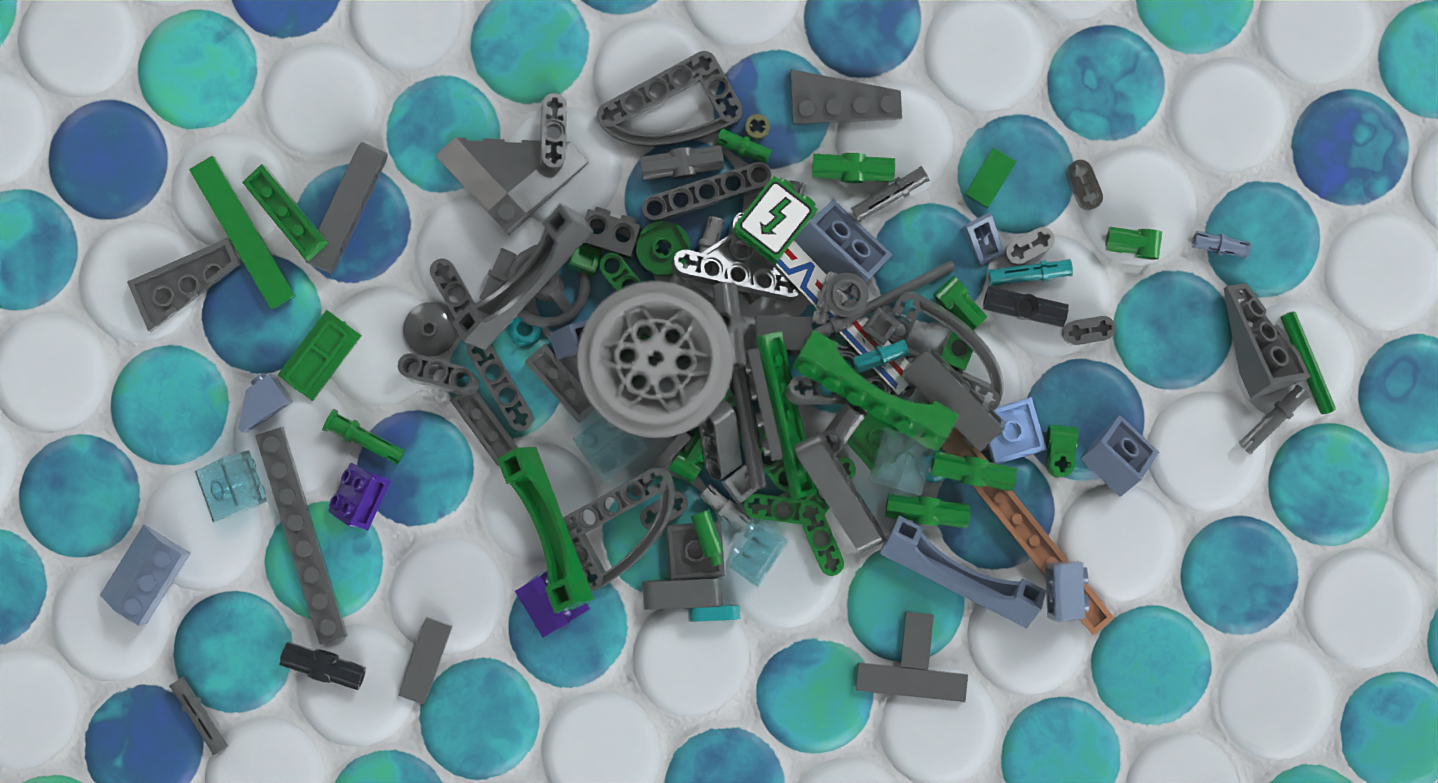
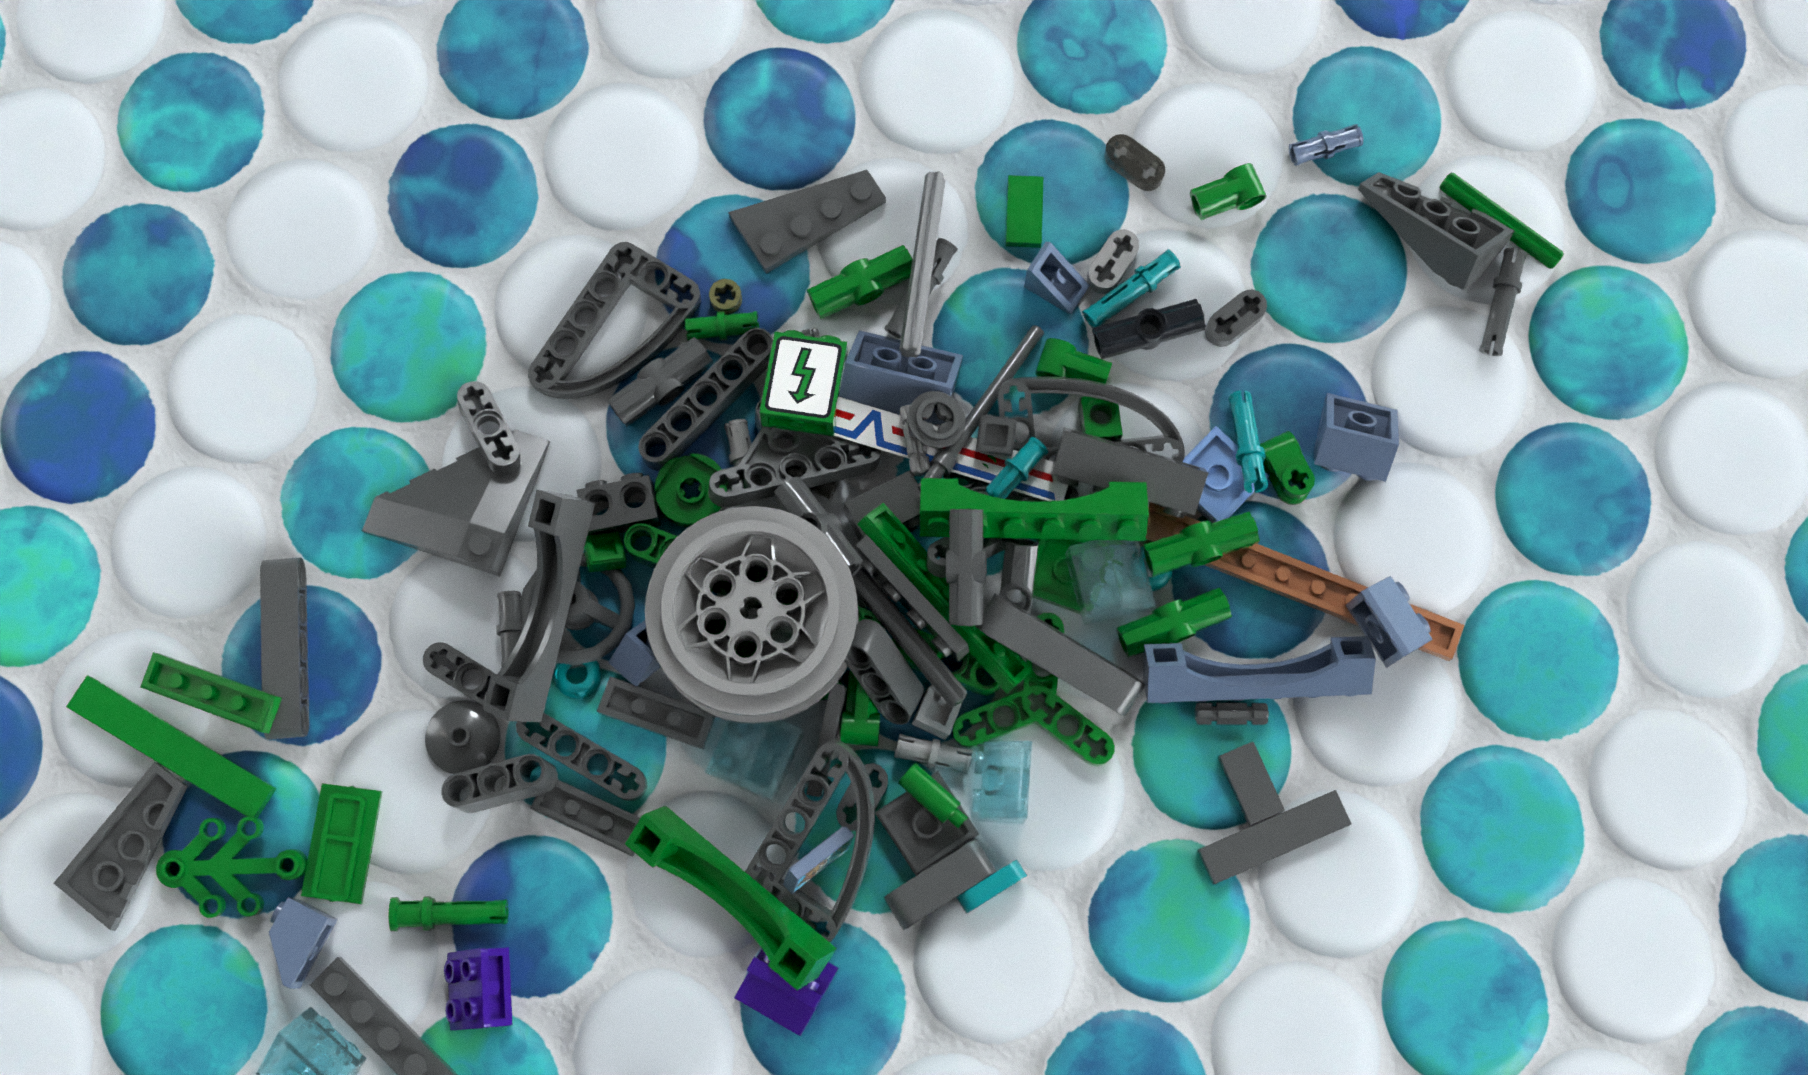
camera: 30 degrees left, 10 degrees down
(238, 330) = (223, 867): none -> green plant
(613, 535) = (818, 859): none -> sand blue tile
(809, 407) = (966, 567): none -> dark grey piece
(899, 180) = (922, 265): none -> axle
(930, 589) = (1231, 713): none -> dark grey axle
(1041, 429) = (1249, 453): none -> teal pin

